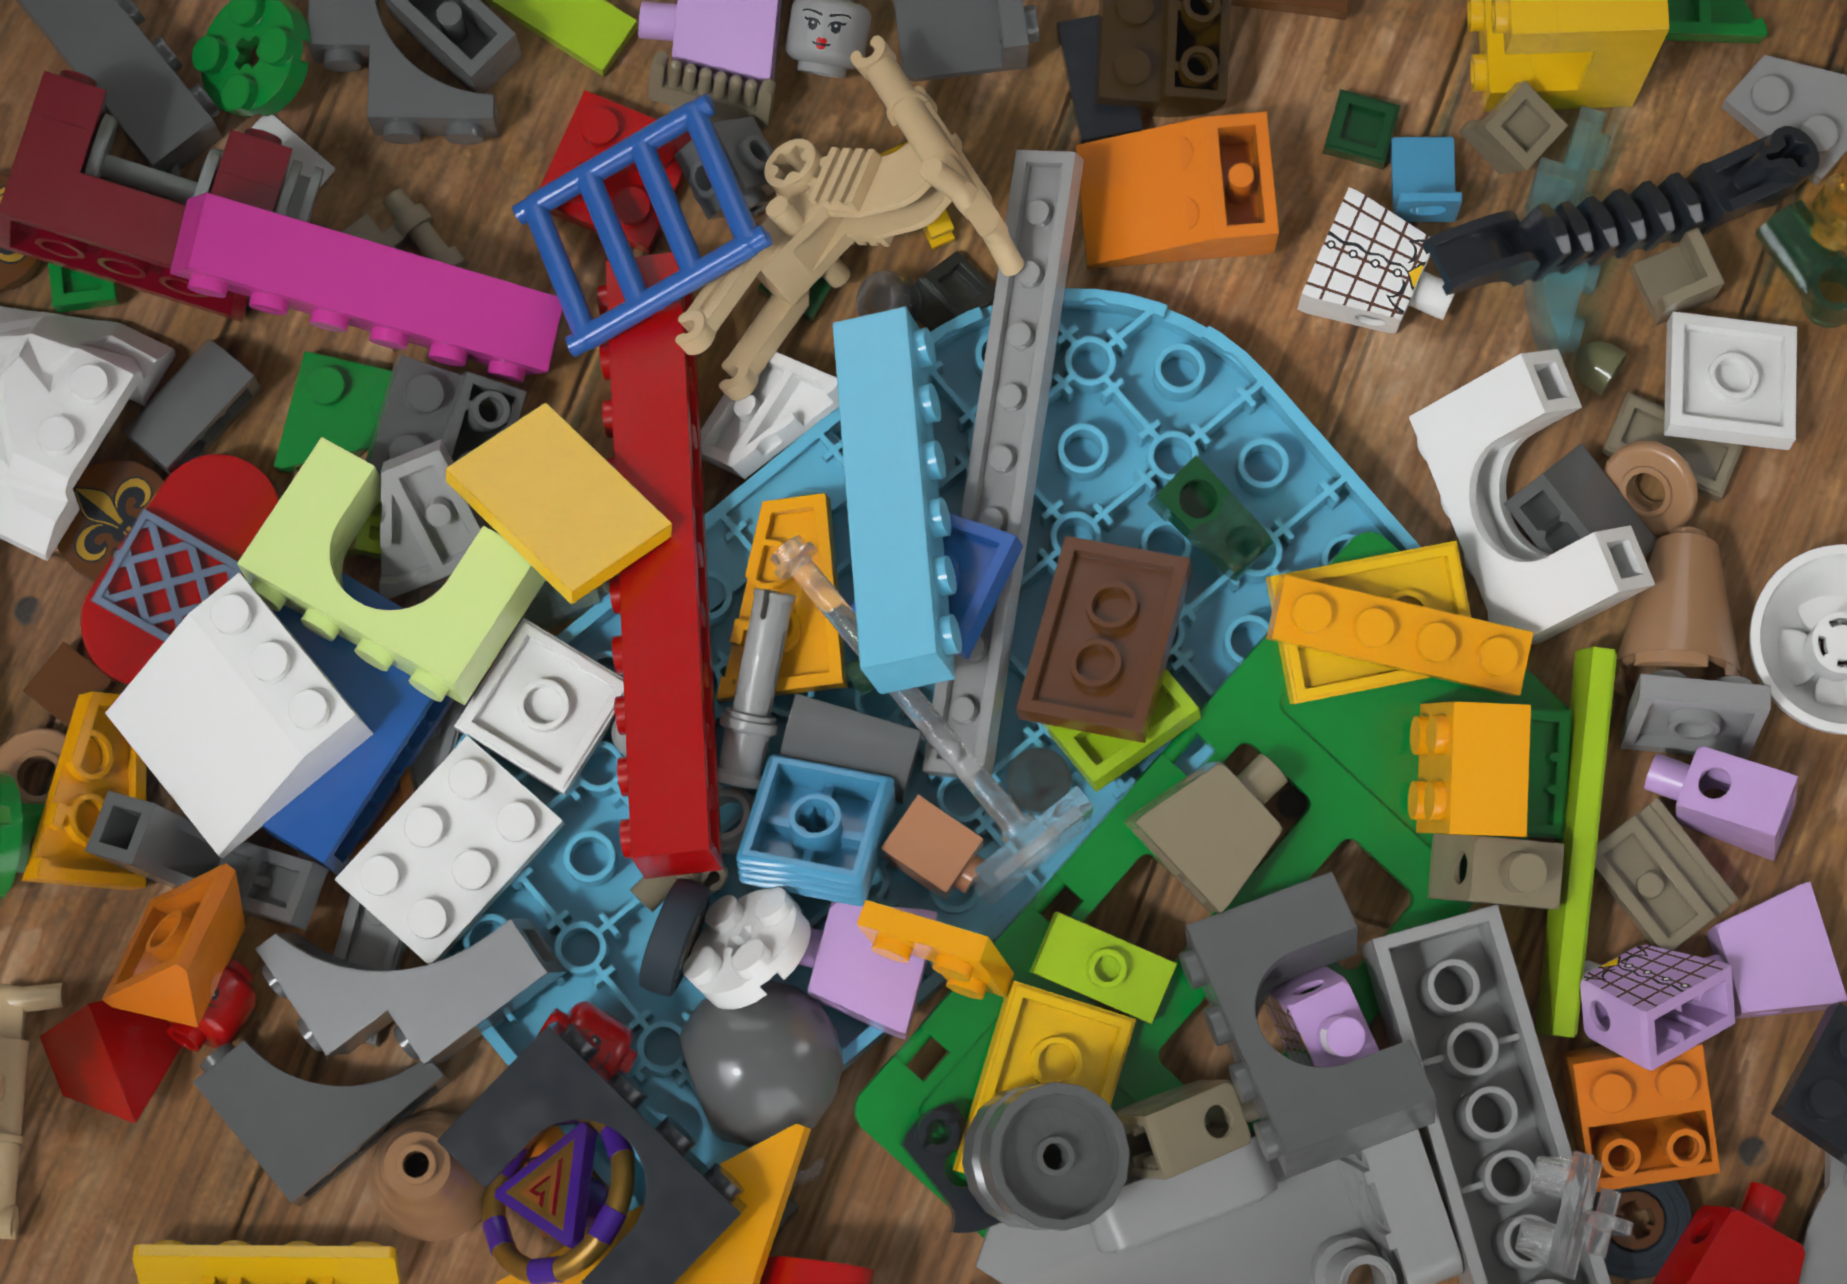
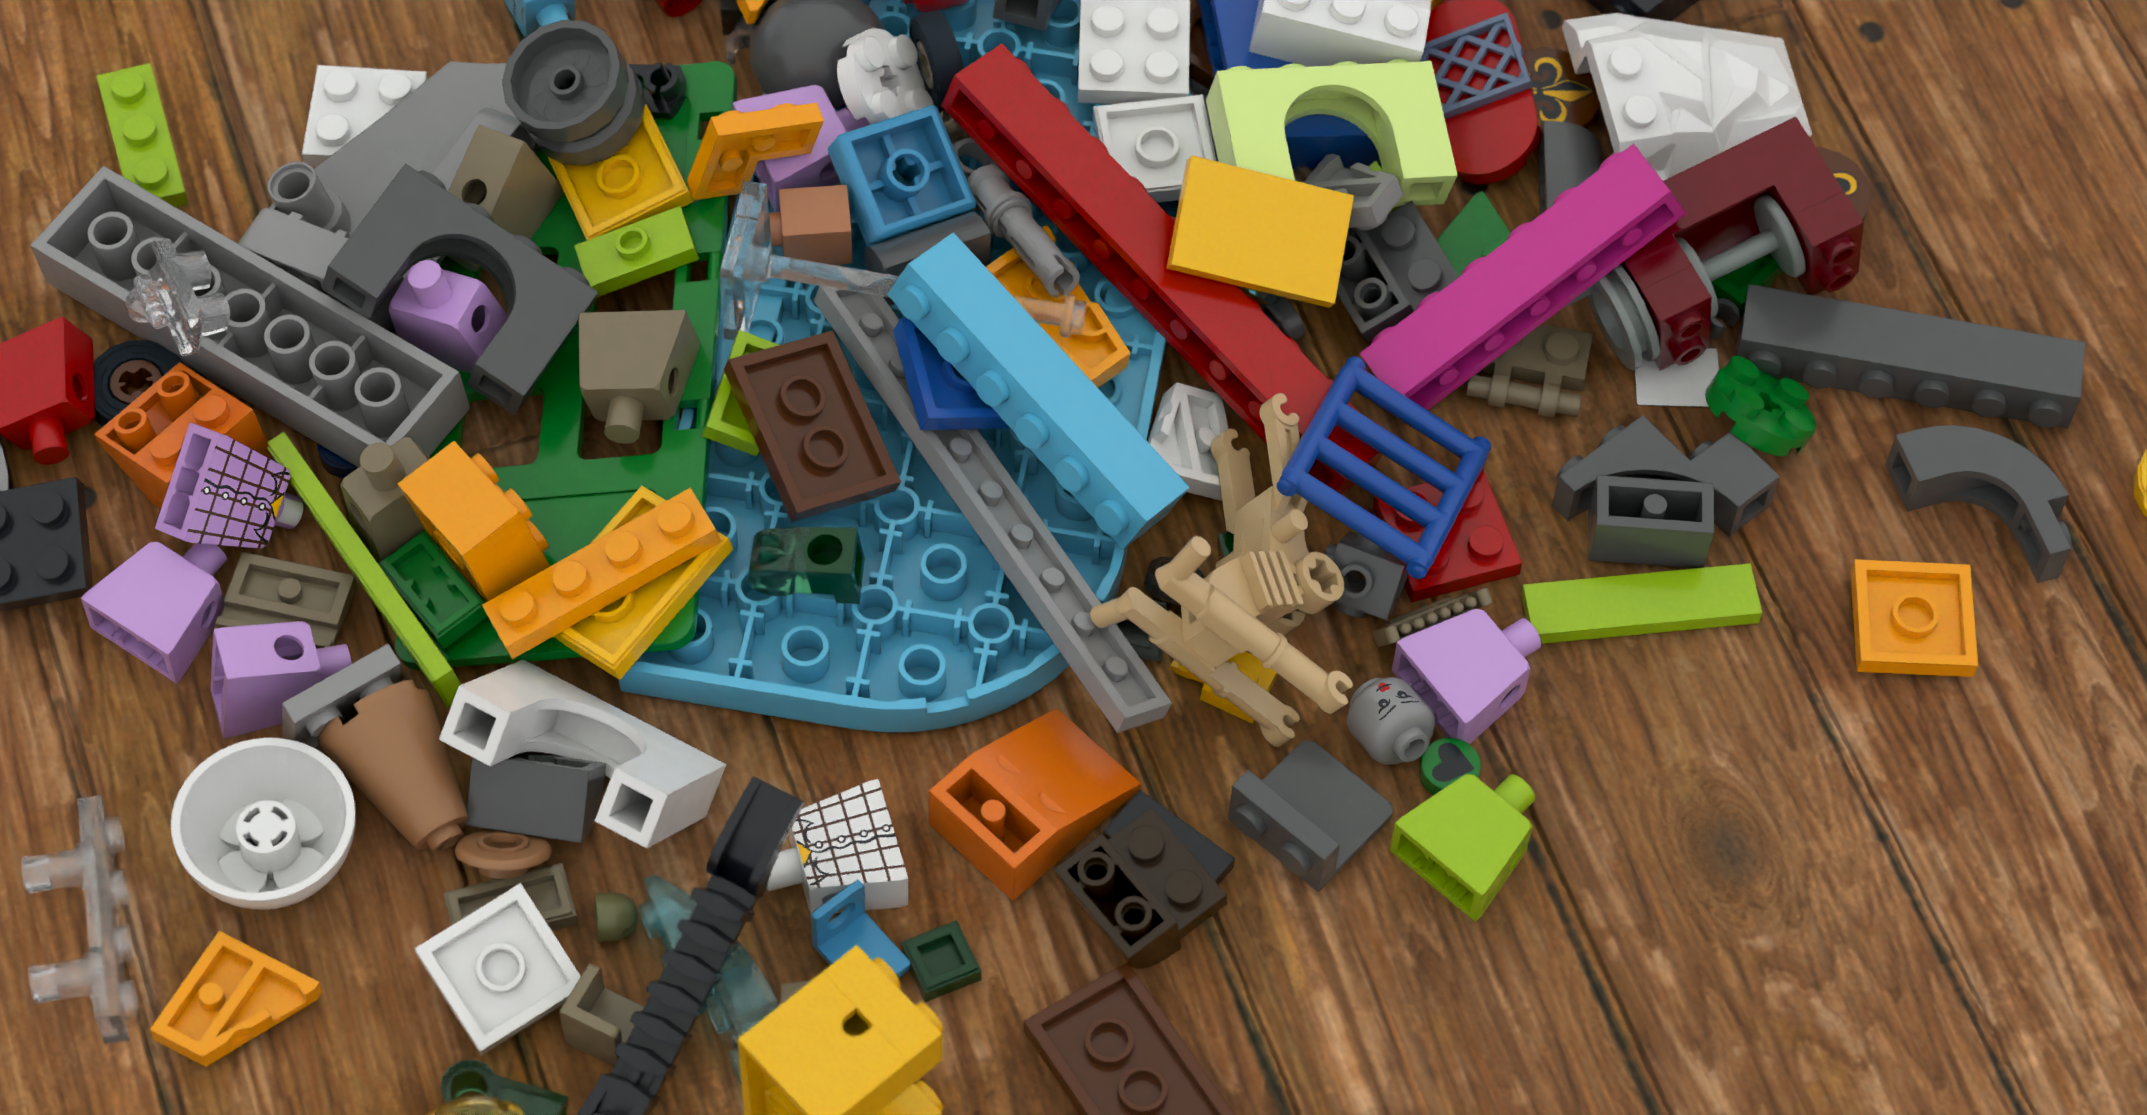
camera: 135 degrees right, 20 degrees down
(1037, 780) = (782, 324): clear smoke tile -> none

